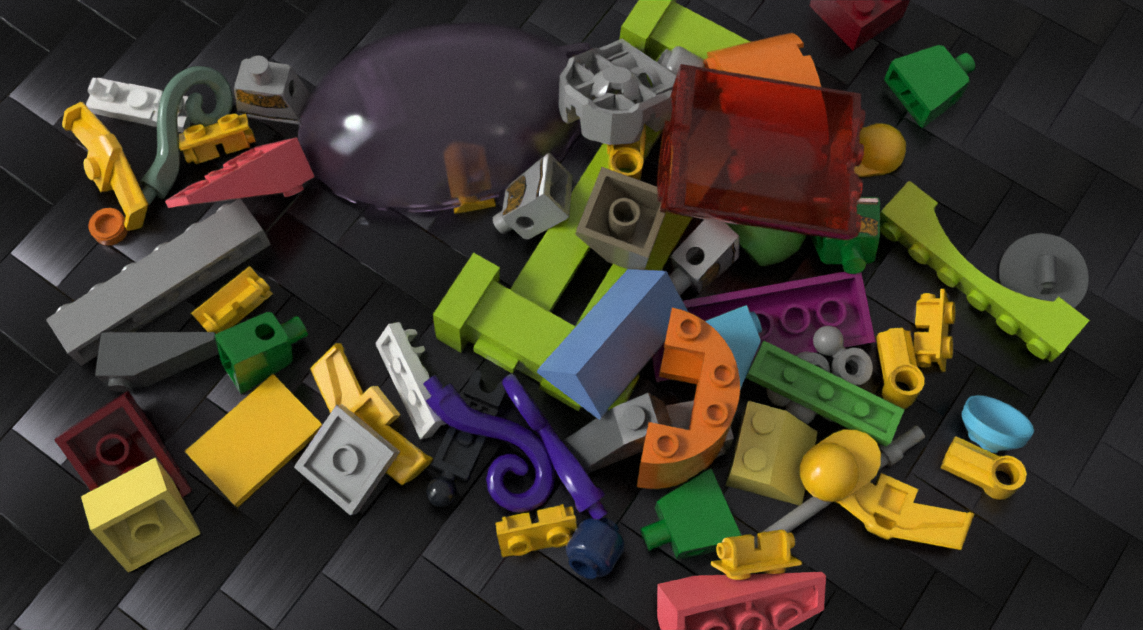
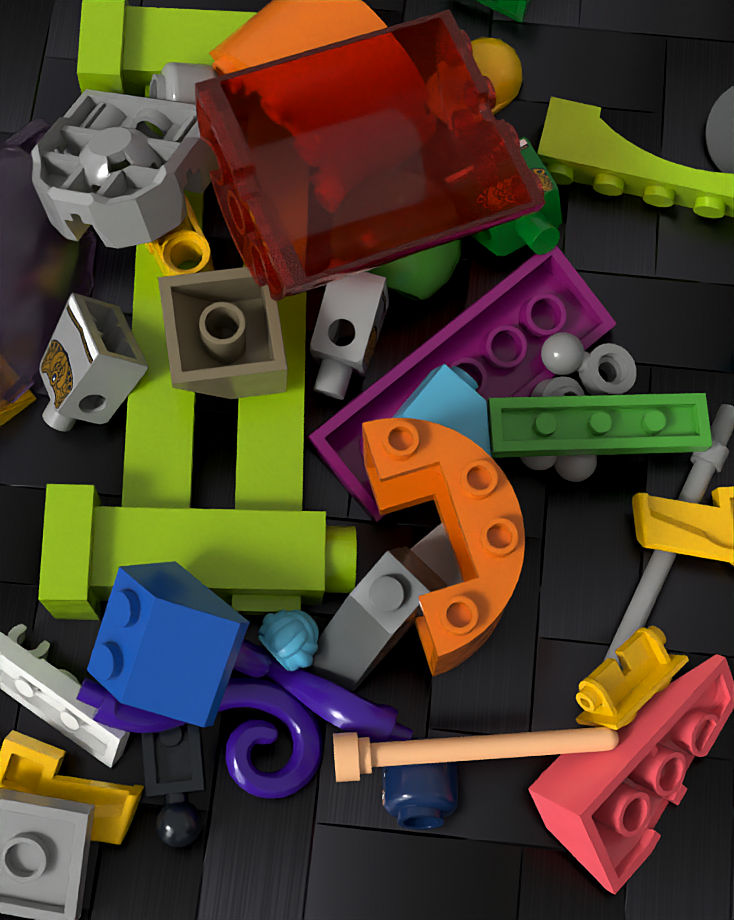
camera: 30 degrees left, 5 degrees up
(491, 377) = (167, 643): none -> blue slope
(519, 536) = (314, 823): yellow hinge -> none
(565, 418) = (290, 637): none -> medium azure piece
(566, 506) = (358, 755): none -> light nougat piece
(614, 340) = (299, 501): medium blue slope -> none
(692, 518) = (523, 675): green torso -> none
(770, 453) = (573, 537): light yellow slope -> none
(840, 465) = (665, 506): yellow cap -> none
(899, 365) = (661, 338): yellow piece -> none
(935, 344) = (688, 290): yellow hinge -> none

